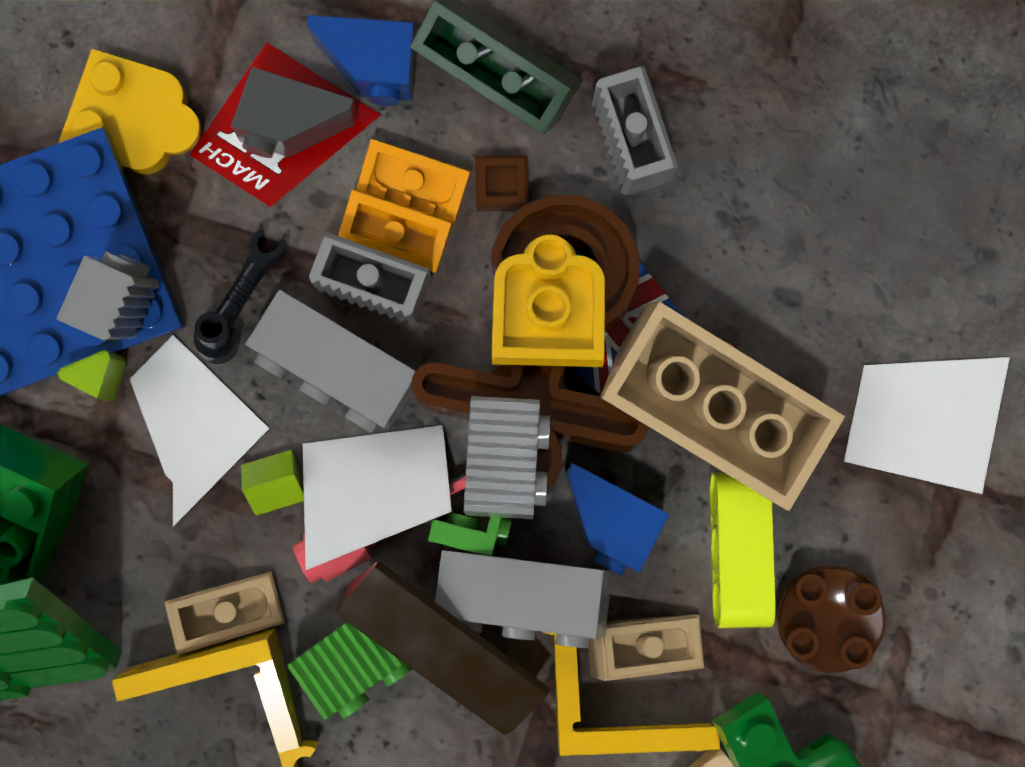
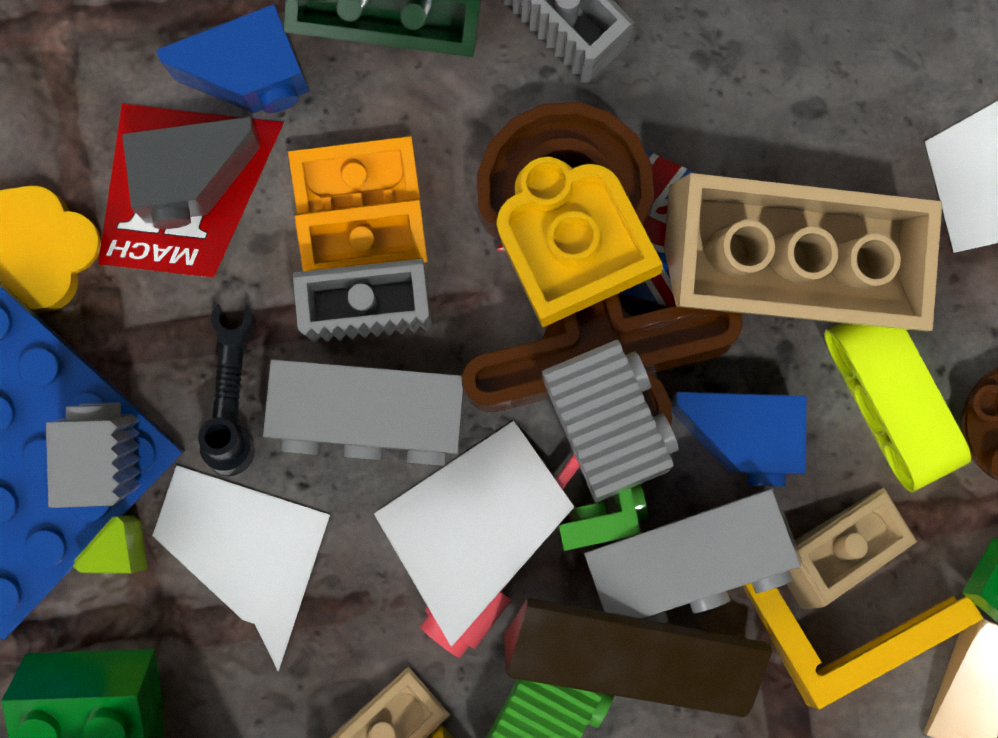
camera: 25 degrees left, 0 degrees up
(272, 482) = (363, 571): lime slope -> none
(501, 183) = (449, 133): reddish brown tile -> none

